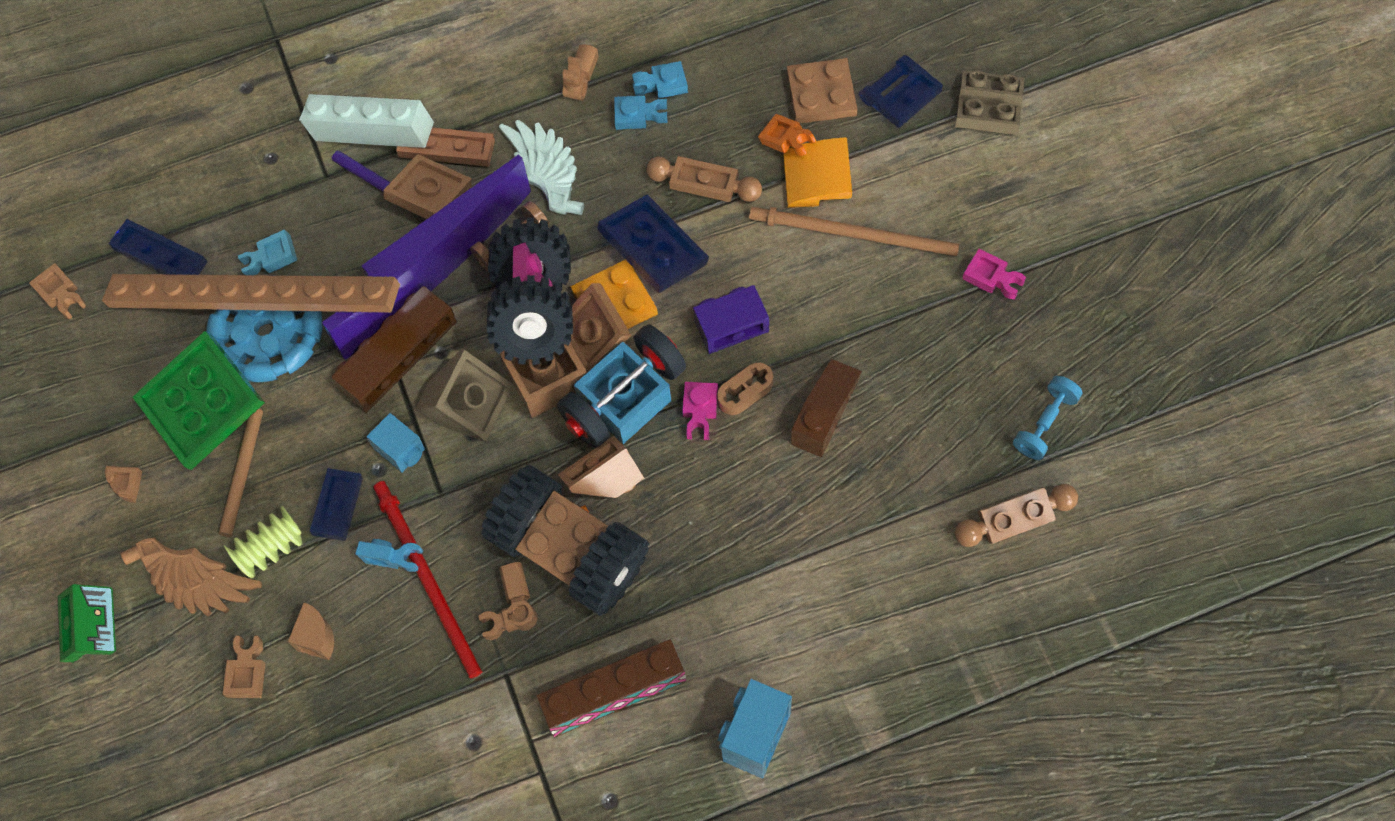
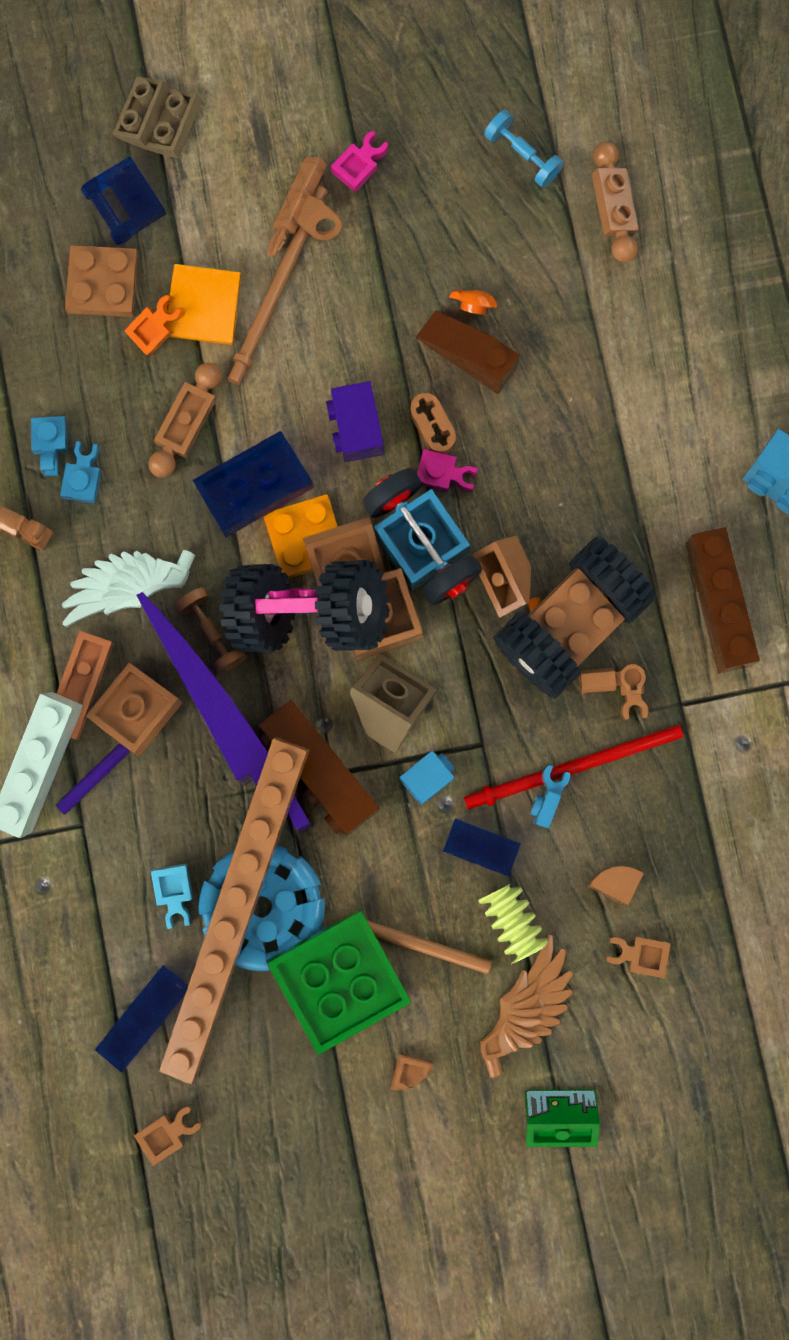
camera: 85 degrees left, 15 degrees up
(876, 399) = (474, 300): none -> orange animal
(930, 232) = (302, 208): none -> medium nougat piece

